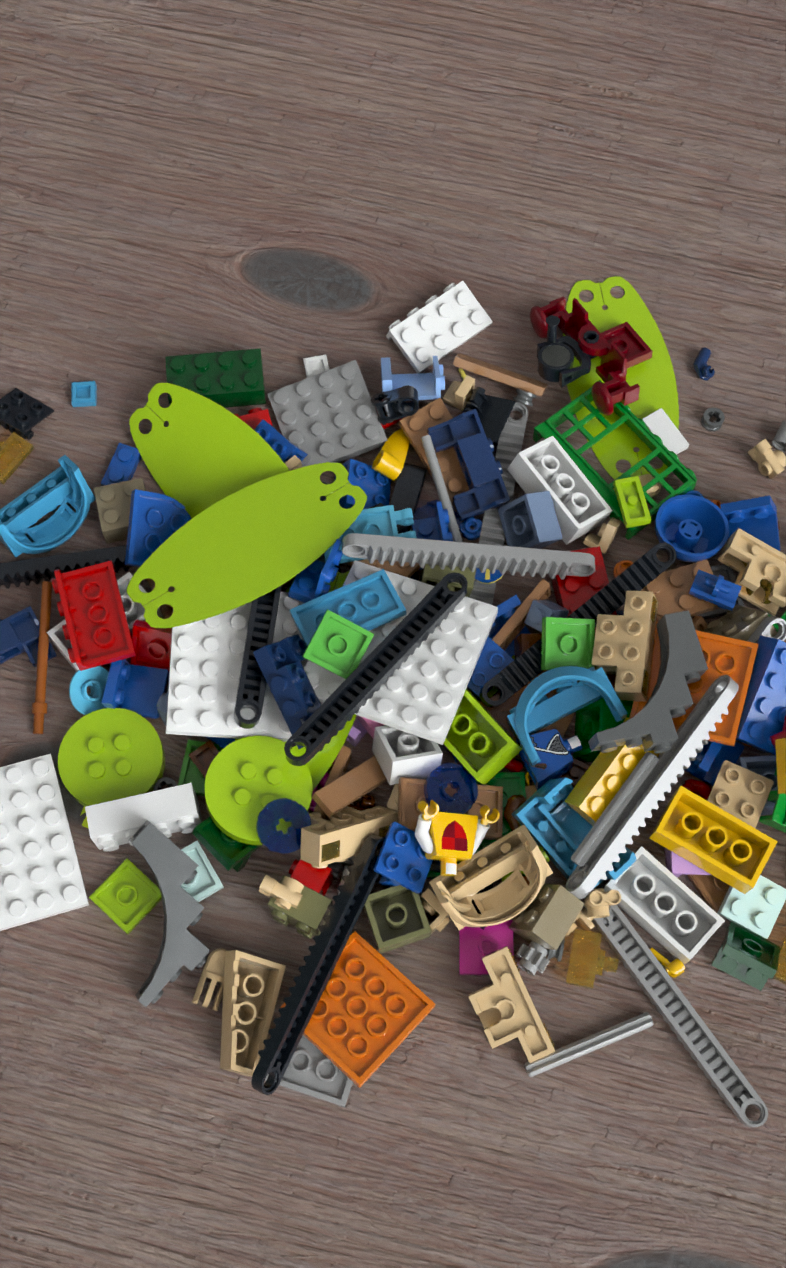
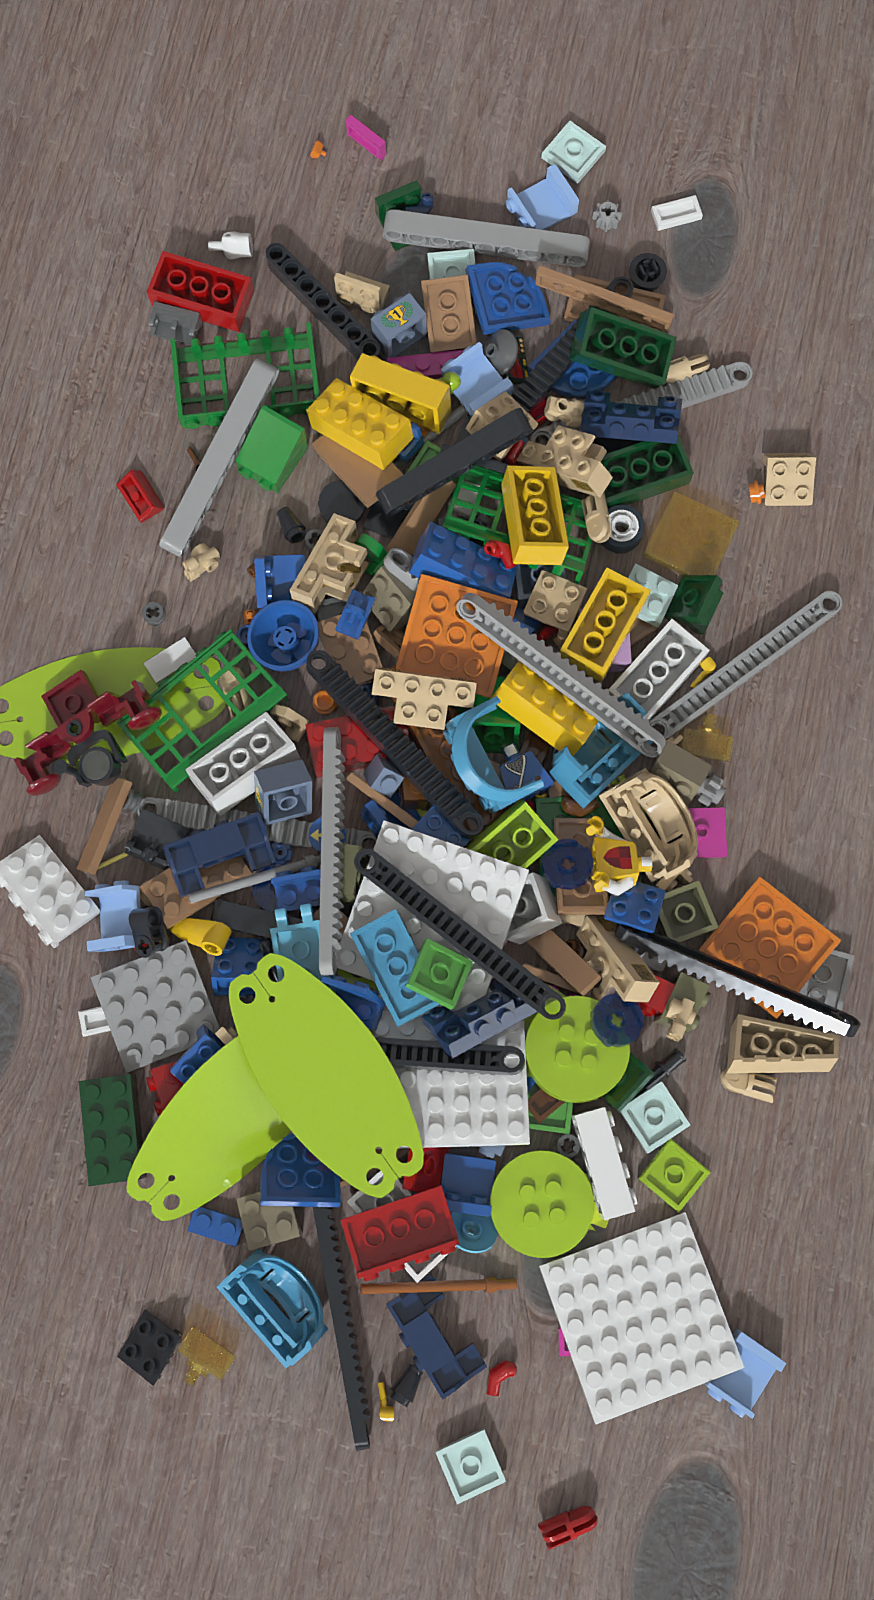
camera: 90 degrees left, 10 degrees up
(84, 394) = (125, 1277): dark azure tile -> none
(180, 910) = (692, 1117): arch -> none
(235, 889) = (665, 1067): none -> black axle
(460, 392) = (127, 867): tan bracket -> none
(508, 1008) = (759, 810): tan piece -> none
(567, 642) = (423, 752): bright green plate -> none
(589, 1044) = (780, 742): light grey axle -> none
(598, 902) = (663, 725): tan plate -> none
(615, 809) = (584, 710): light grey axle -> none
(632, 501) = (259, 691): lime plate -> none
(680, 665) = (445, 646): dark grey arch -> none
(700, 364) = (93, 623): dark blue arm -> none

